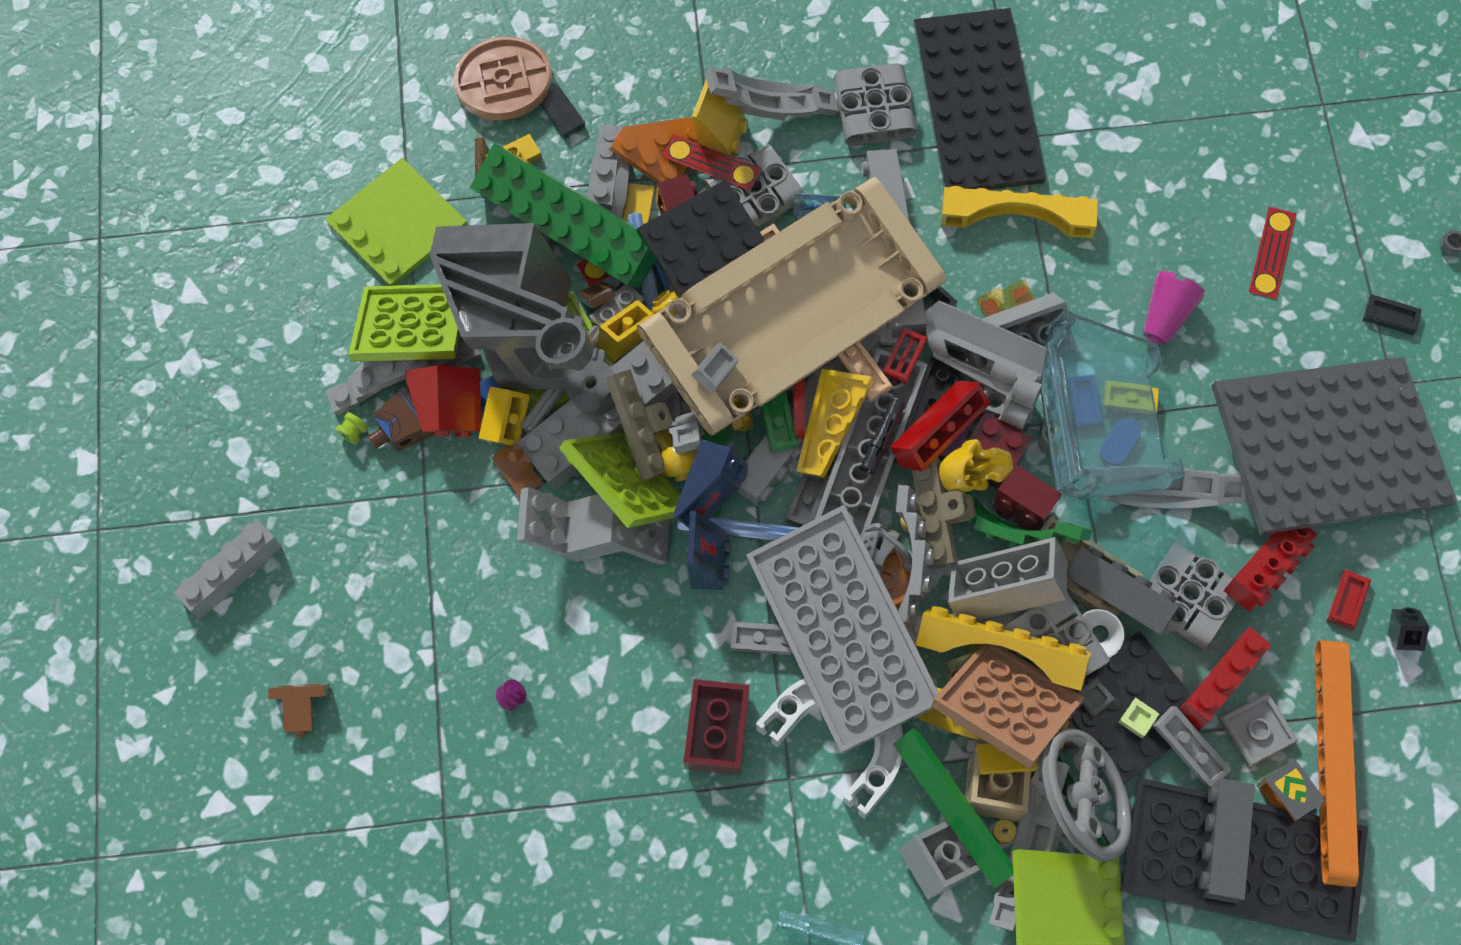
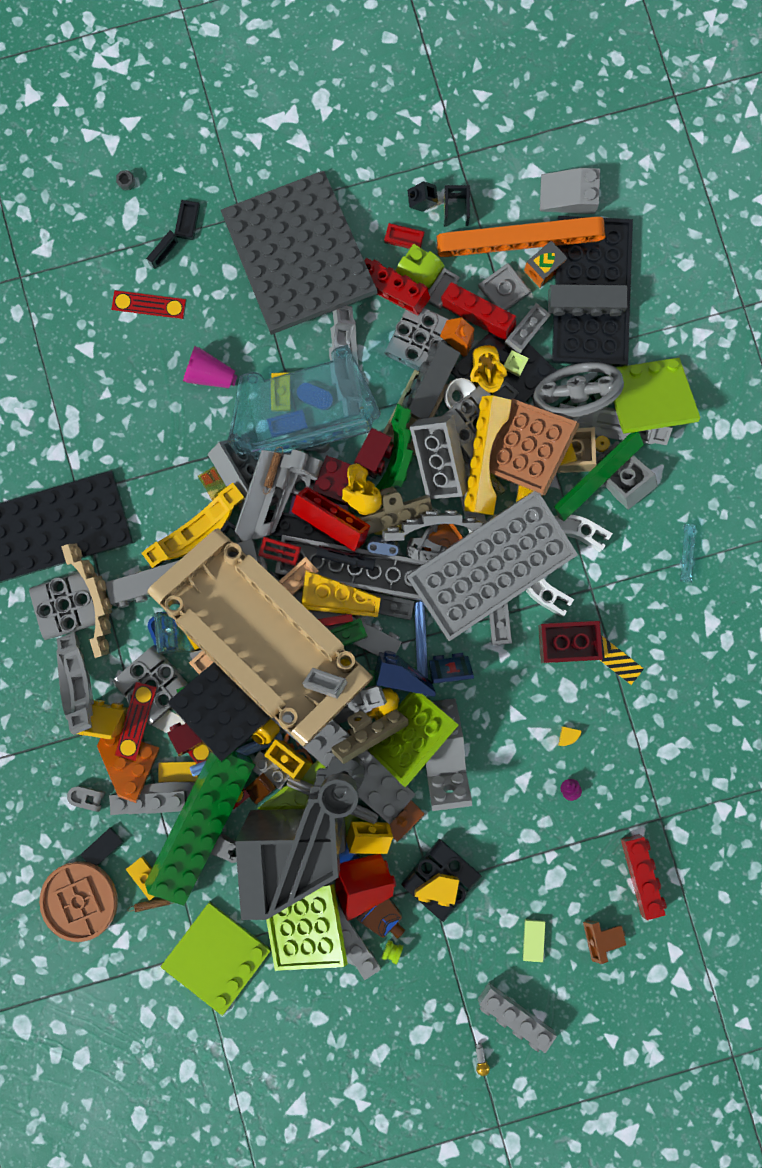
camera: 100 degrees left, 15 degrees up
(176, 519) = (482, 1067): none -> piece
(321, 612) = (533, 940): none -> yellowish green tile
(370, 771) = (643, 878): none -> red brick
(417, 491) = (439, 888): none -> yellow slope
(454, 505) = (444, 855): none -> black connector
(585, 707) = (568, 736): none -> yellow tile
(630, 93) = (79, 795): none -> light grey plate
(681, 798) = (619, 662): none -> sticker
(883, 138) = (99, 596): none -> tan piece
(888, 491) = (380, 546): none -> sand blue piece
(960, 279) = (194, 531): none -> yellow piece
(1018, 360) = (272, 470): none -> medium nougat piece
(1070, 215) = (141, 448): yellow arch -> none
(1133, 671) = (487, 368): none -> yellow head
(1187, 644) = (459, 335): none -> orange slope
(1280, 646) = (440, 286): none -> light grey tile
(1296, 609) = (420, 266): none -> lime brick
(1349, 275) = (162, 249): none -> black tile
(1407, 855) = (570, 191): none -> light grey slope
(1411, 665) = (464, 194): none -> black piece

